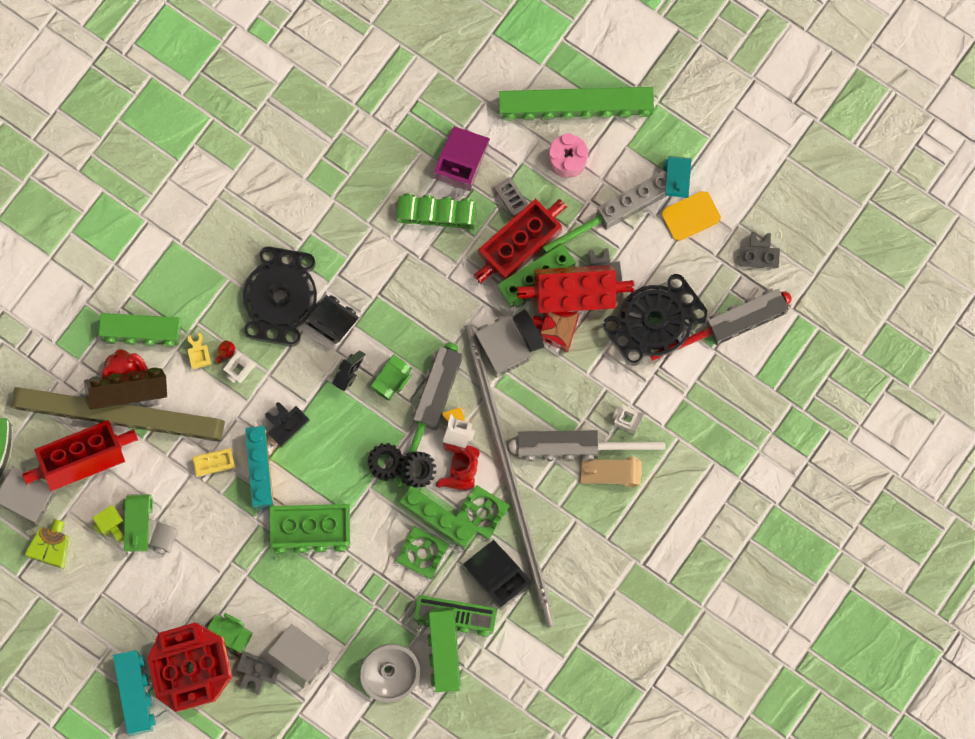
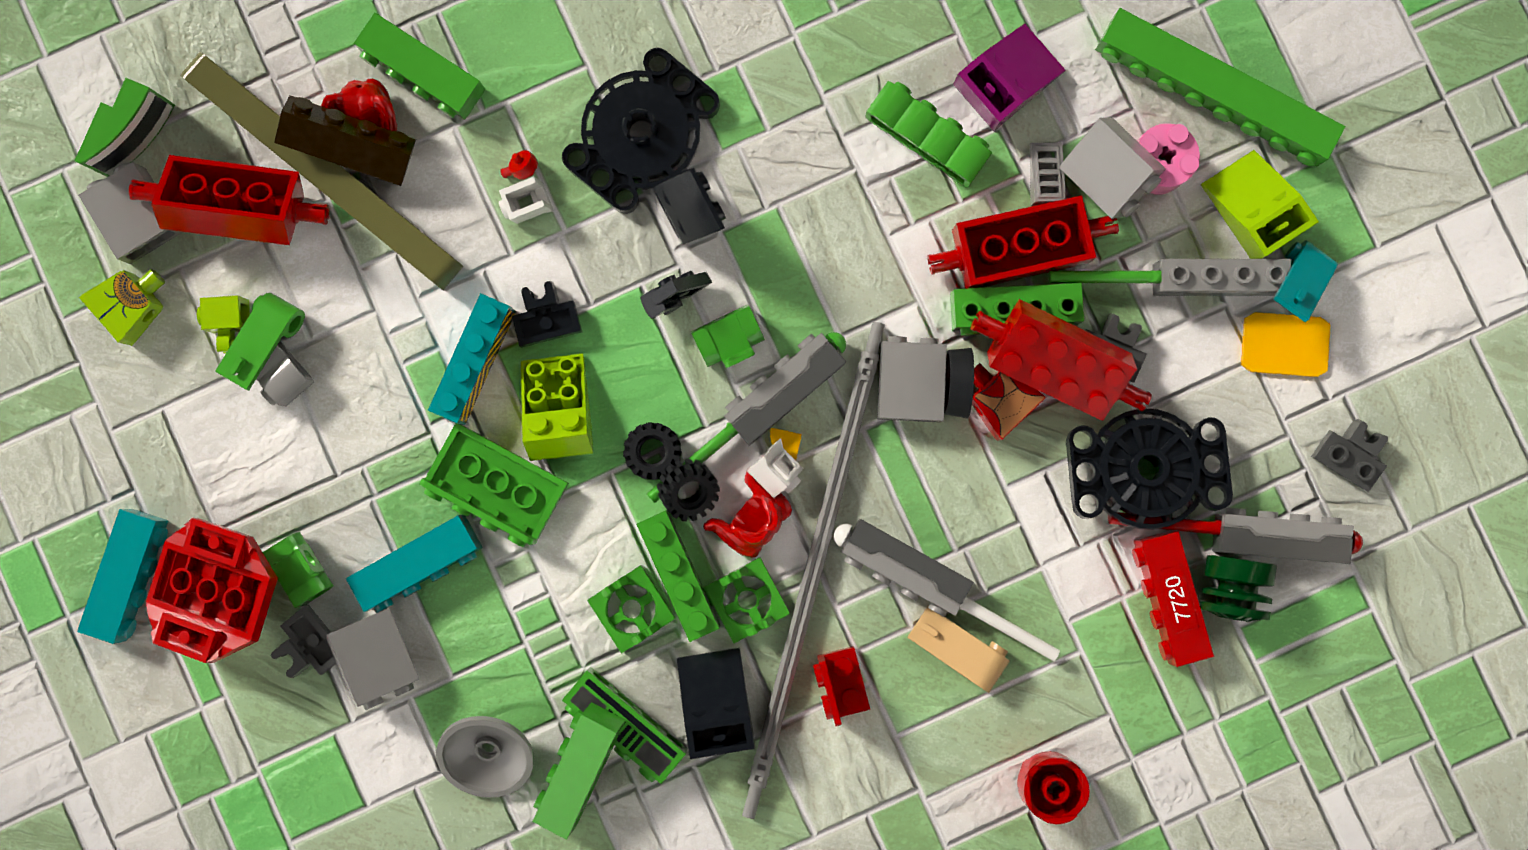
camera: 35 degrees right, 10 degrees up
(198, 354) = (481, 150): light yellow plate -> none
(213, 462) = (415, 314): light yellow plate -> none
(291, 593) = (414, 563): none -> teal brick
(319, 468) = (555, 407): none -> lime slope
(543, 175) = (1112, 168): none -> light grey brick
(559, 526) = (843, 684): none -> red bracket
(628, 427) = (1036, 599): white window -> none
(632, 151) = (1258, 205): none -> lime slope
(705, 503) = (1067, 798): none -> red brick
(708, 380) = (1173, 599): none -> red brick
(736, 350) = (1238, 588): none -> dark green wheel

